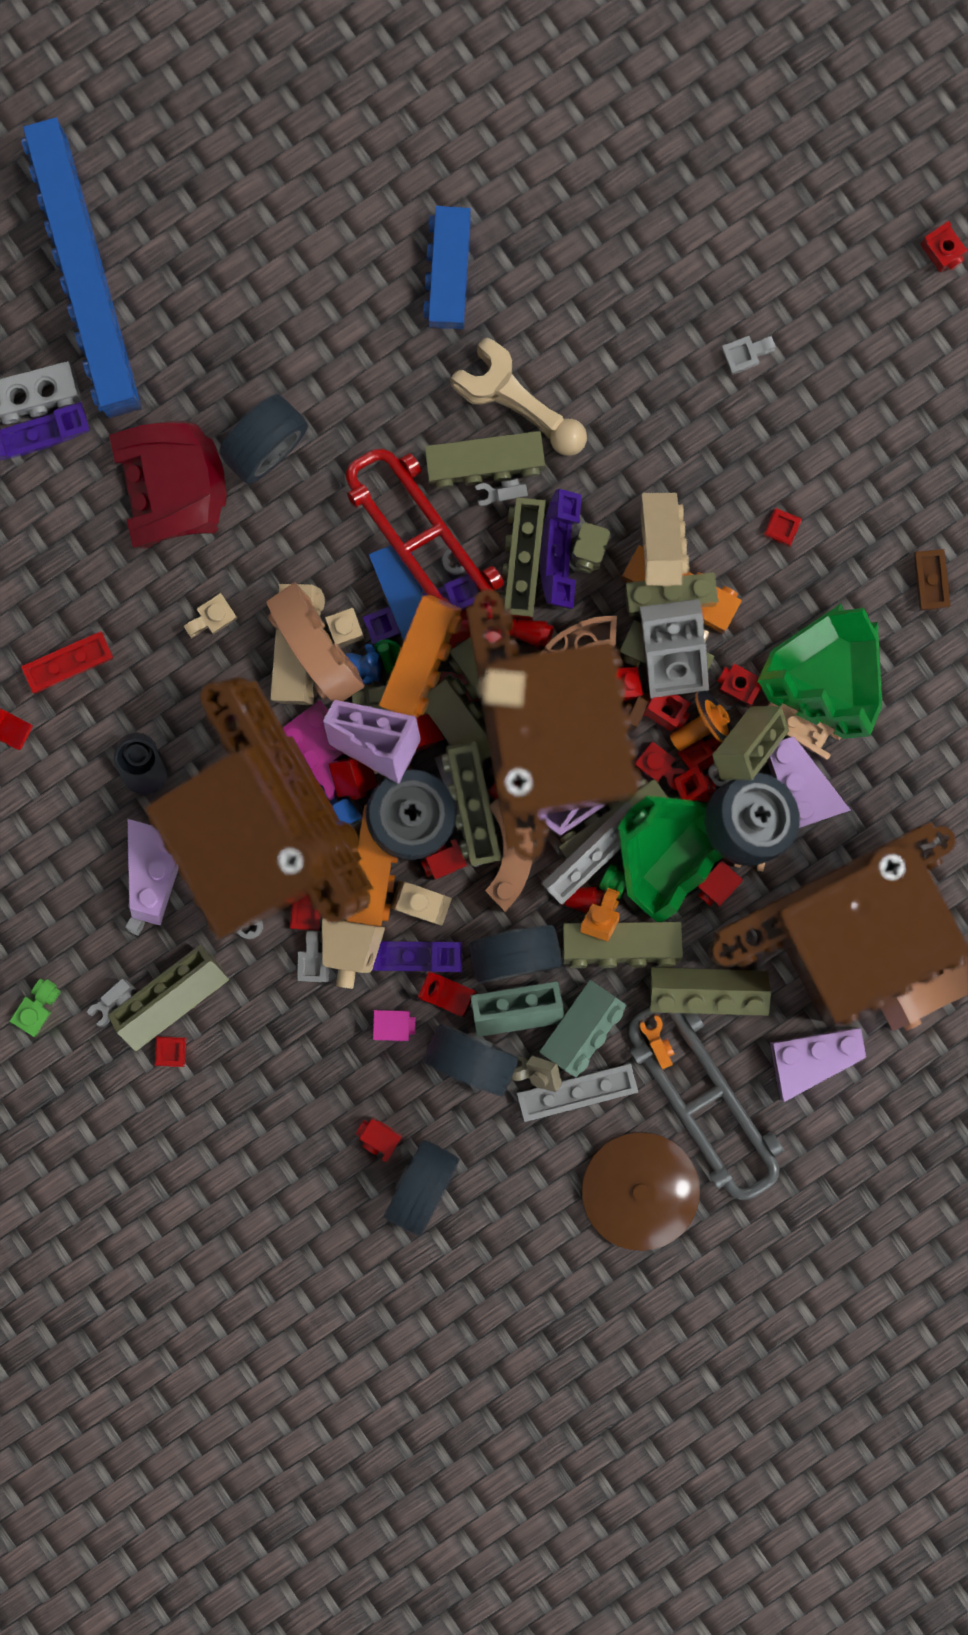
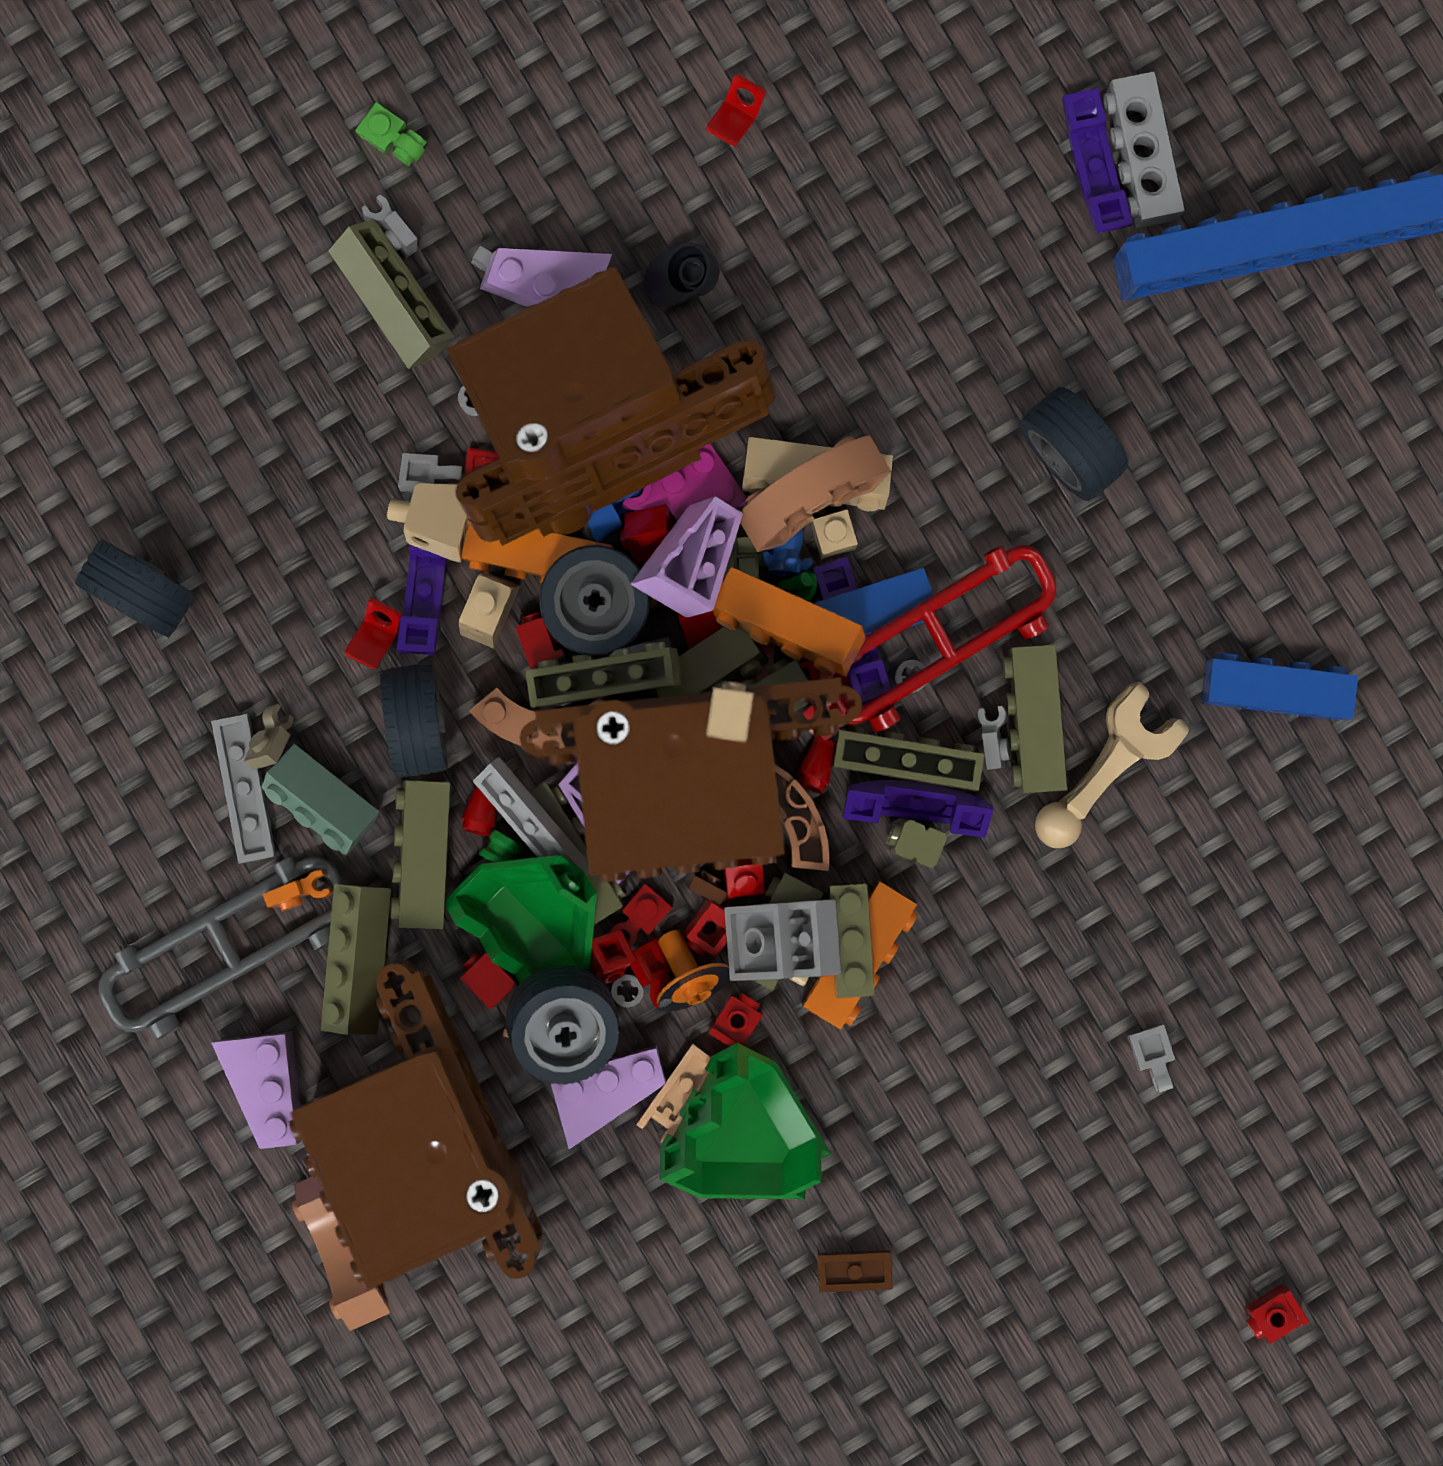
camera: 85 degrees right, 0 degrees up
(67, 662) = (811, 193): red plate -> none
(170, 480) = (1029, 330): dark red piece -> none
(170, 1051) = (327, 295): red tile -> none
(214, 615) = (861, 375): tan plate -> none
(378, 1137) = (204, 542): red brick -> none
(393, 1025) = (340, 566): dark pink brick -> none
(470, 1059) = (287, 657): black wheel -> none
(517, 1009) = (349, 719): sand green brick -> none
(602, 920) = (450, 830): orange plate -> none
(640, 1191) = (118, 859): reddish brown dish -> none
(663, 539) = (920, 933): tan brick -> none
(750, 743) = (658, 1028): olive brick -> none
(782, 527) = (932, 1087): red tile -> none

